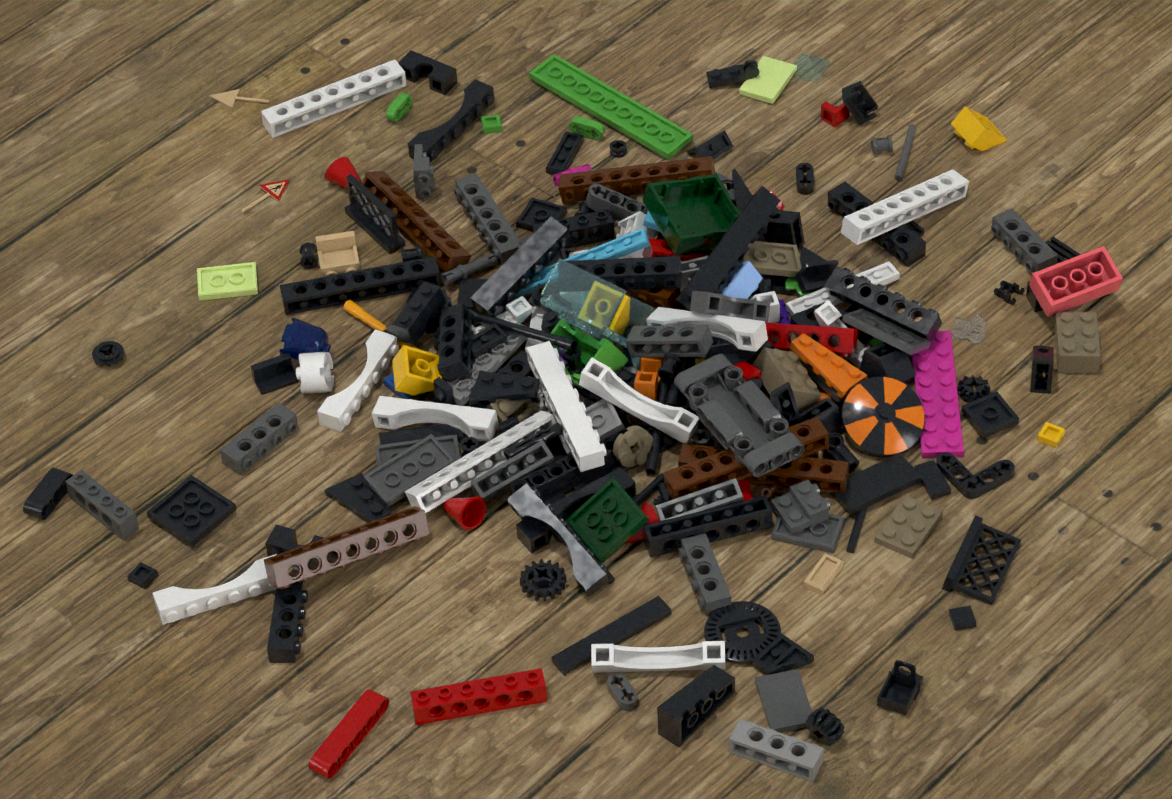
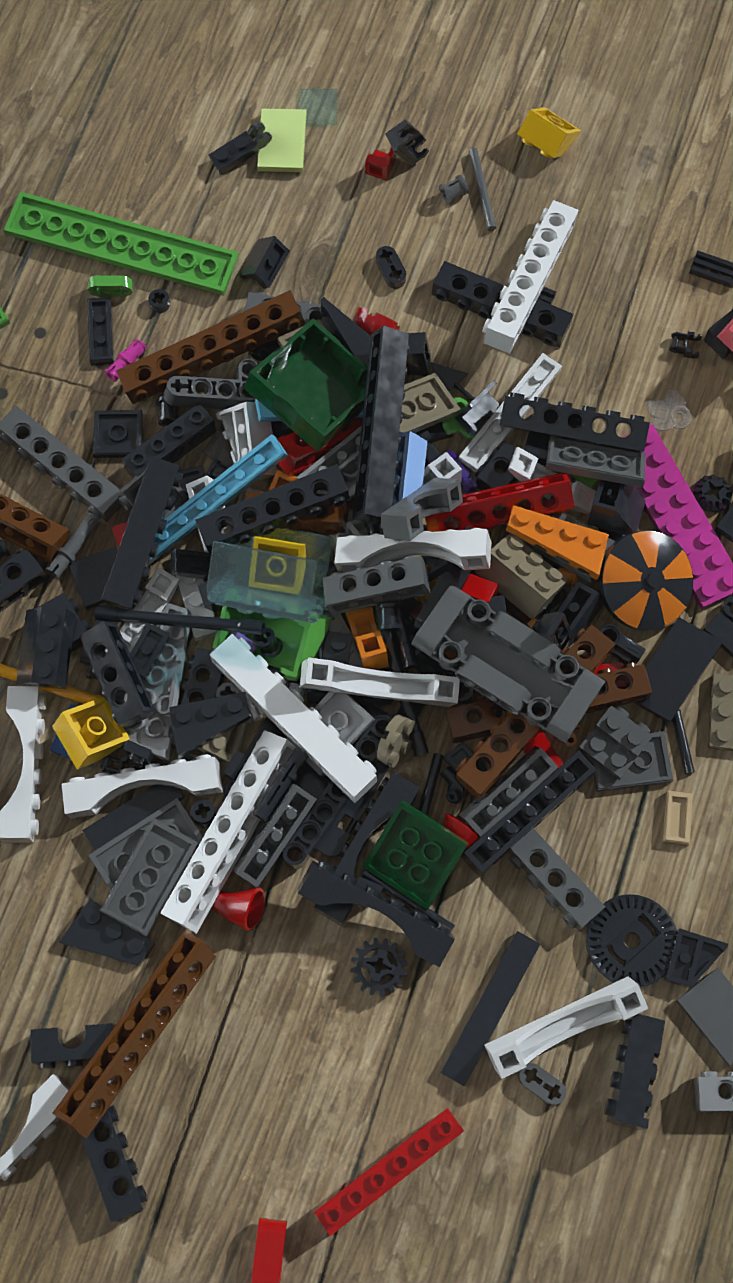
camera: 30 degrees left, 25 degrees up
(1023, 241) = (666, 261): dark grey brick -> none

